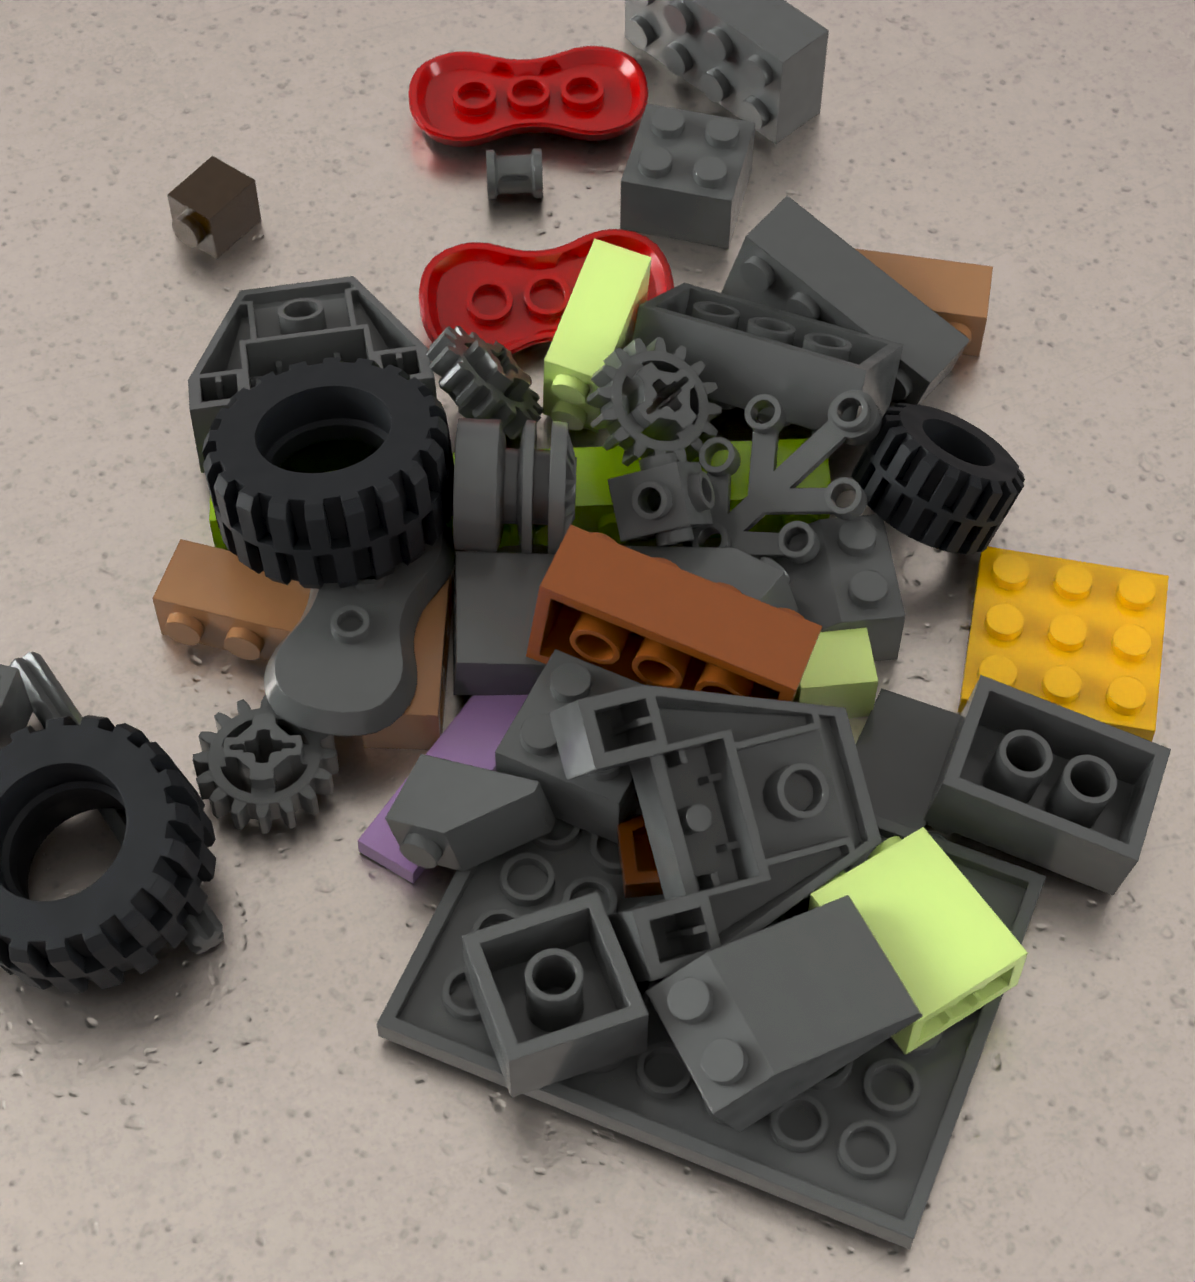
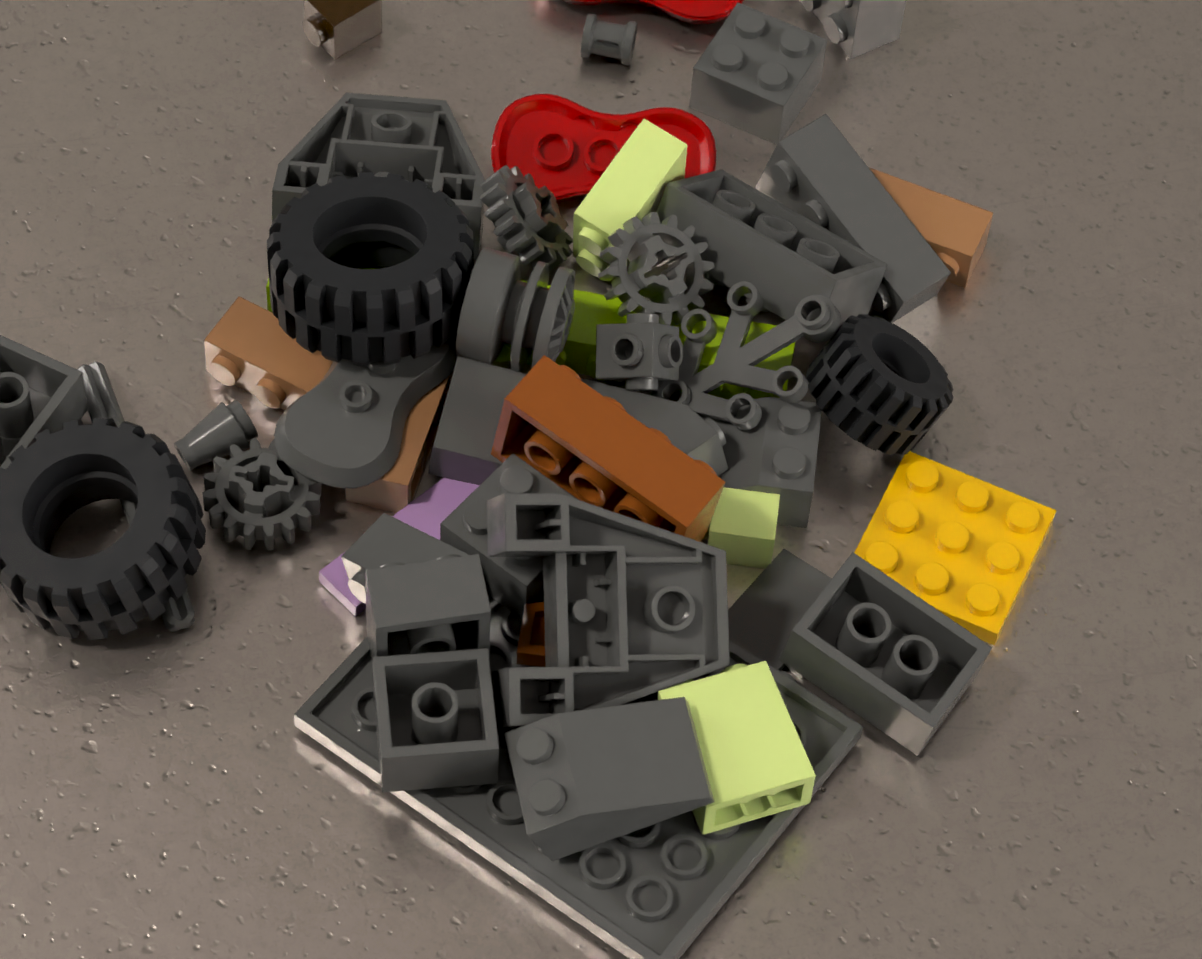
camera: 10 degrees right, 0 degrees up
(193, 706) = (216, 434): none -> dark grey cone
(509, 859) = (427, 606): none -> dark grey brick

